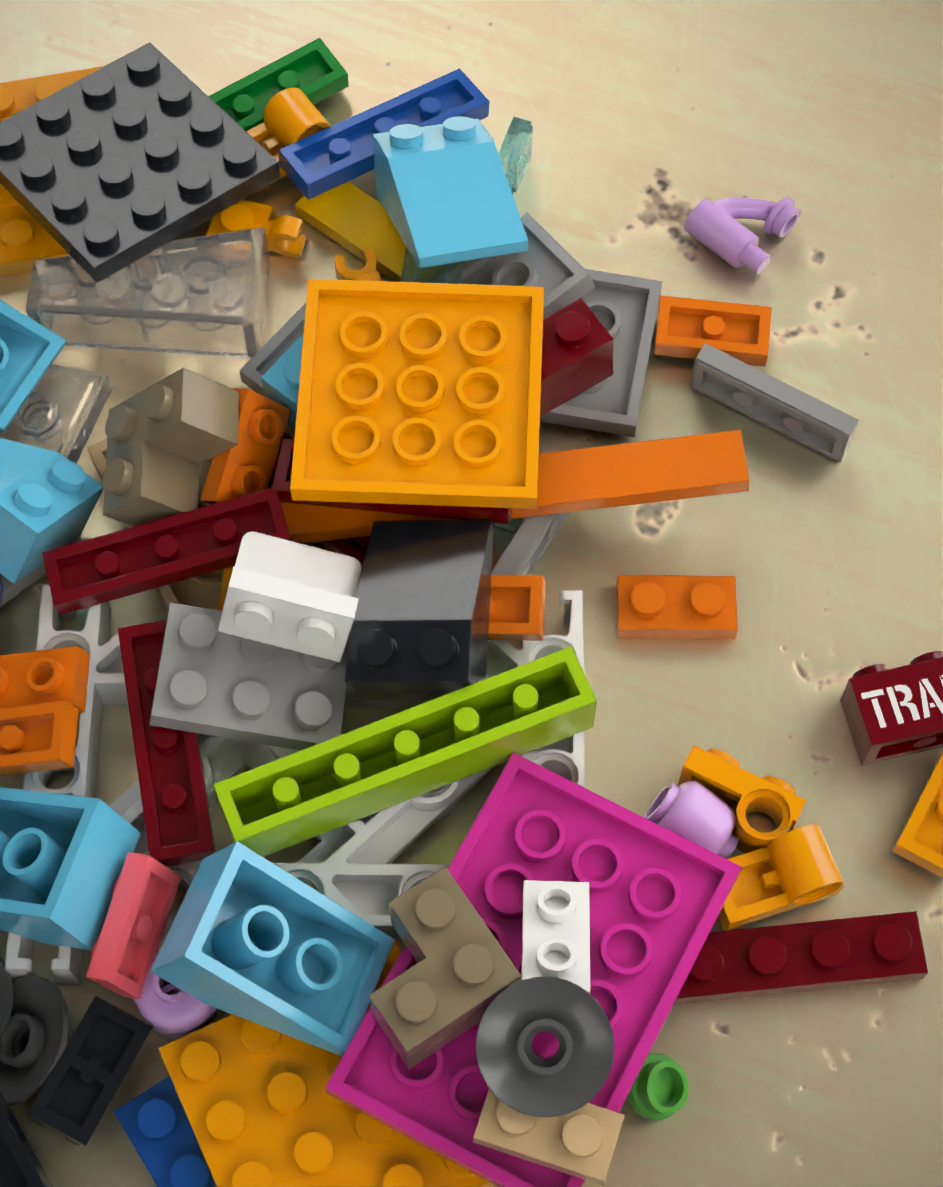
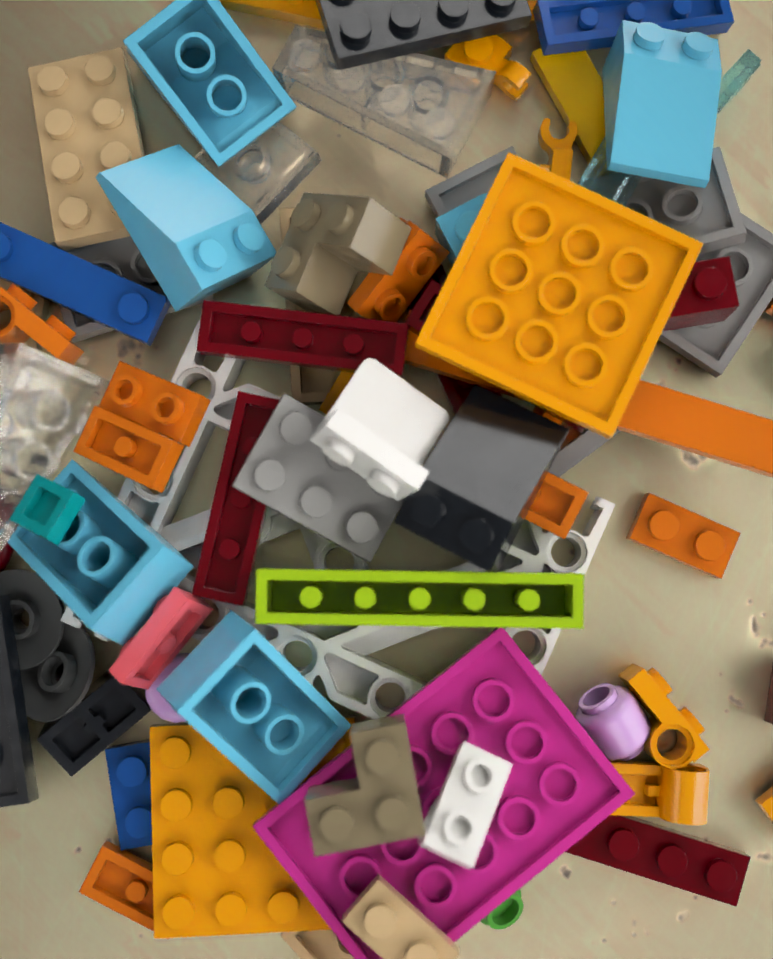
camera: 25 degrees right, 20 degrees up
(539, 1083) = (418, 912): dark grey dish -> none

